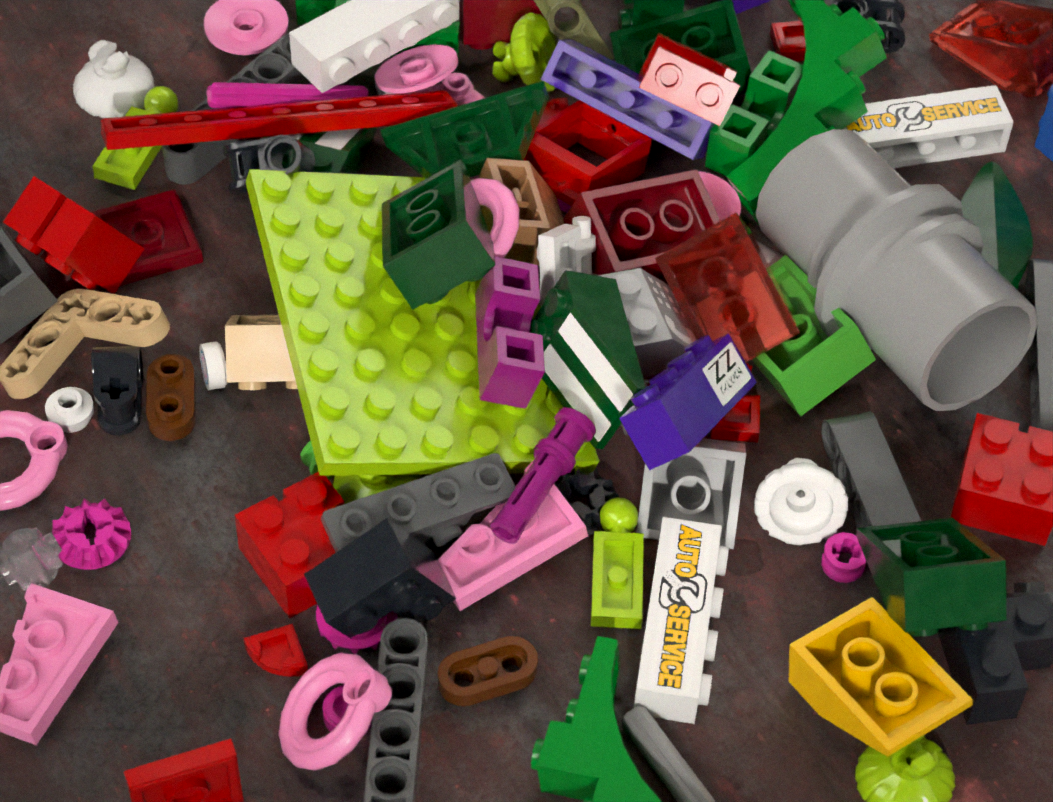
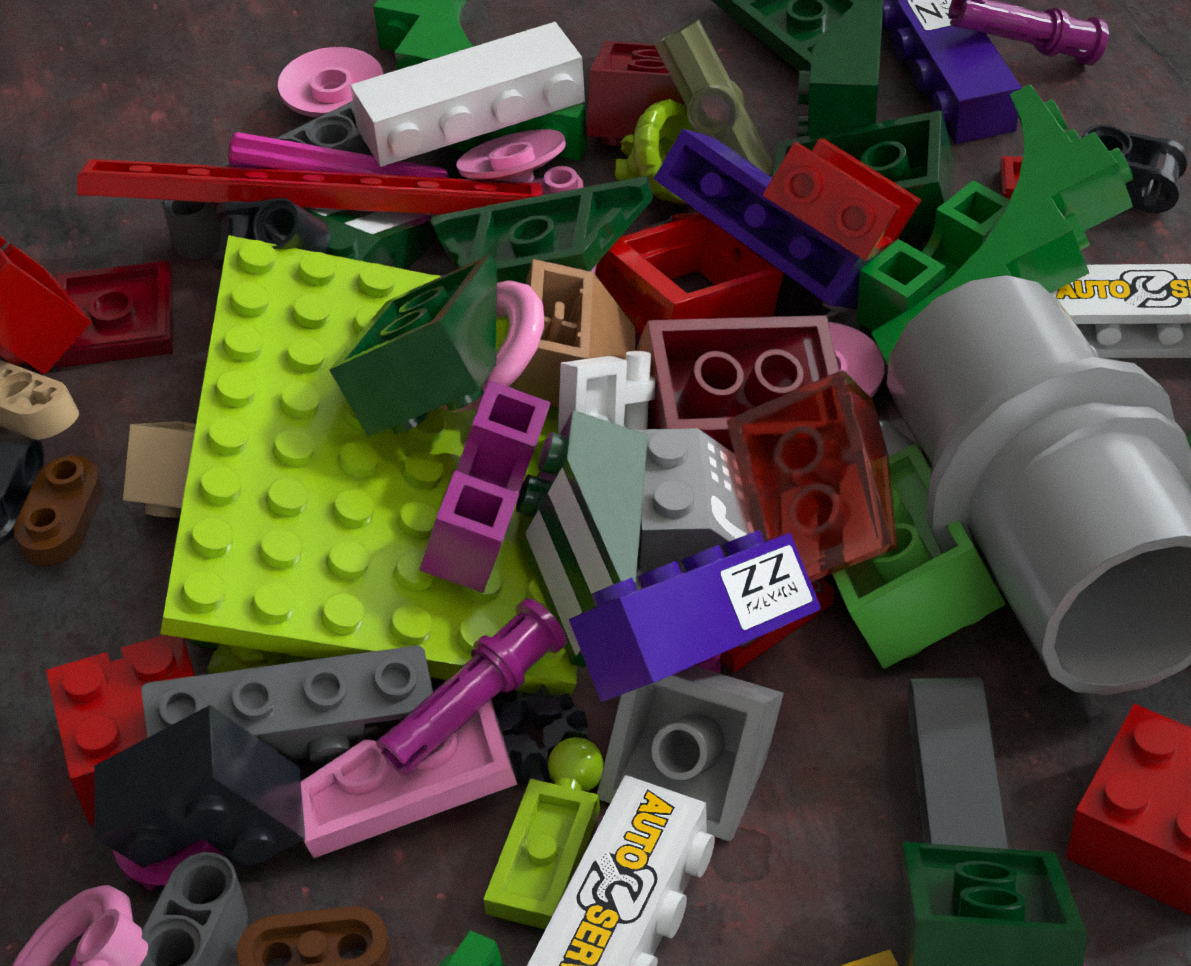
camera: 20 degrees right, 5 degrees down
(111, 82) = (151, 126): white hair -> none
(129, 165) = (126, 222): lime plate -> none
(213, 365) = (114, 478): white tile -> none
(277, 651) = (51, 866): red tile -> none
(741, 422) = (795, 661): red tile -> none
(801, 503) = (836, 790): white hair -> none
(841, 571) = (877, 865): dark pink bush -> none

